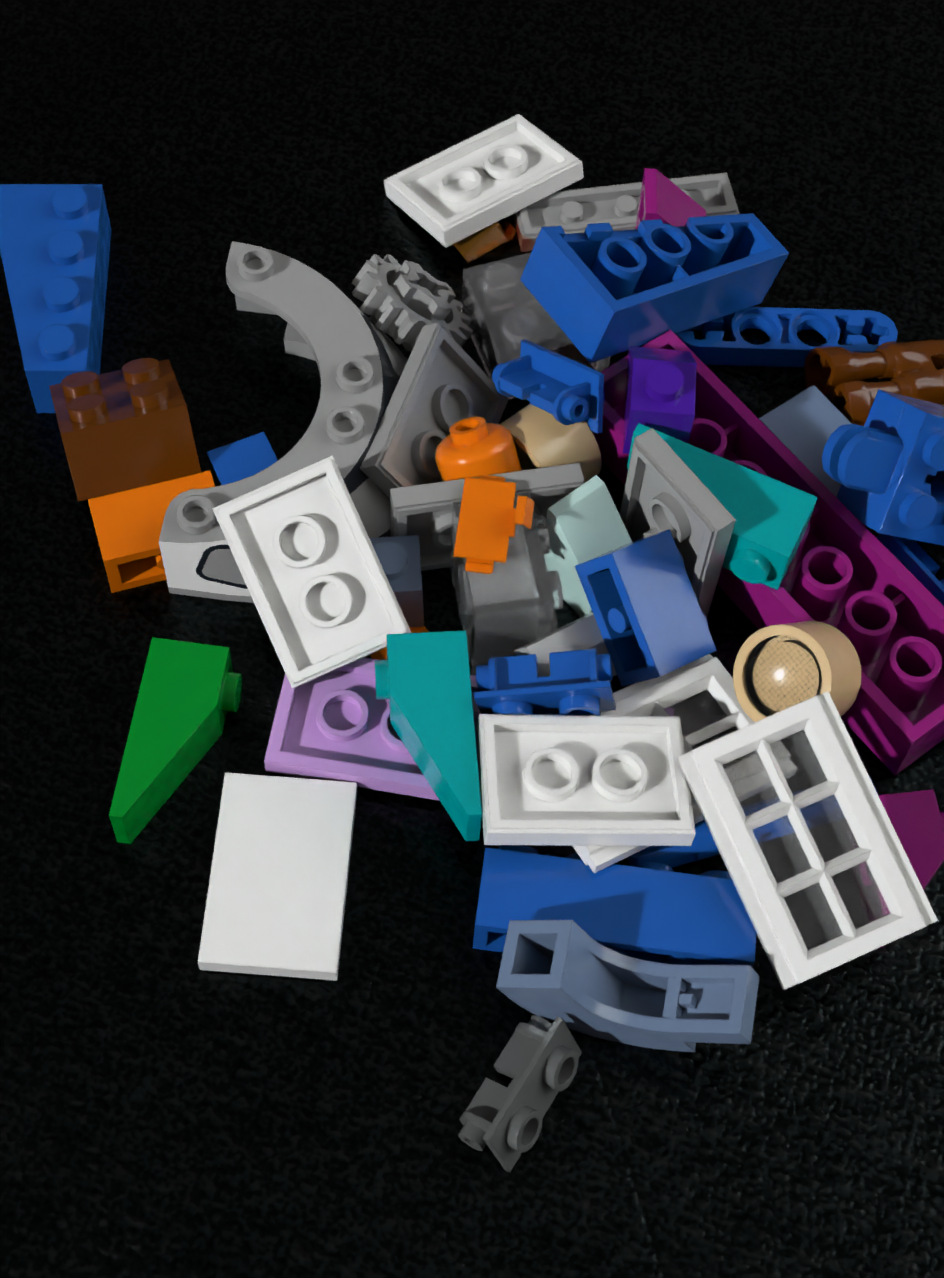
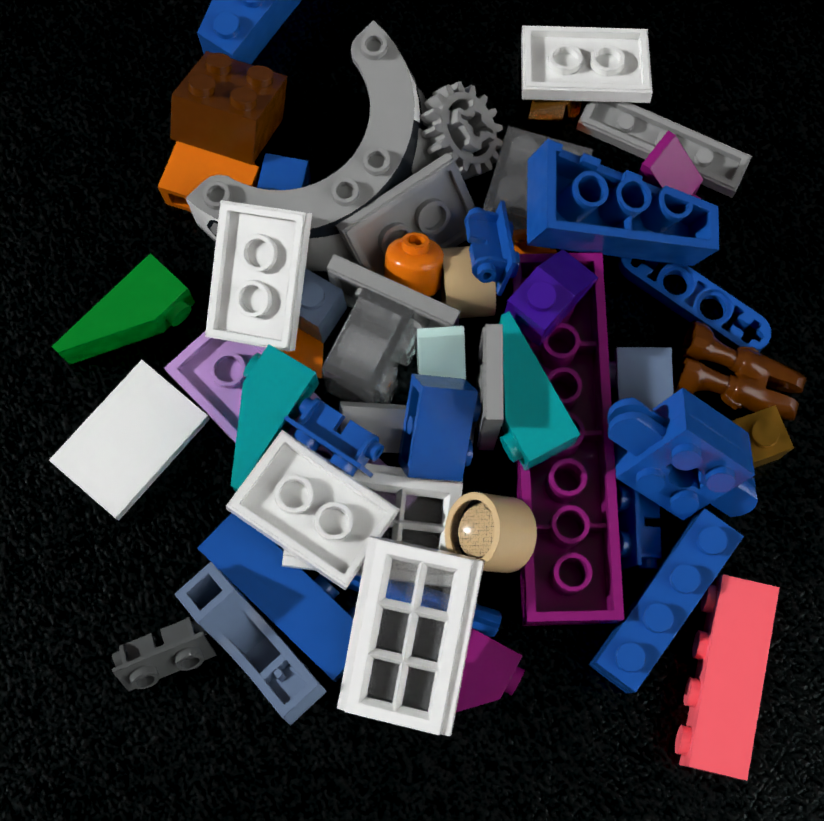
camera: 40 degrees right, 15 degrees up
(489, 521) = (372, 313): orange piece -> none

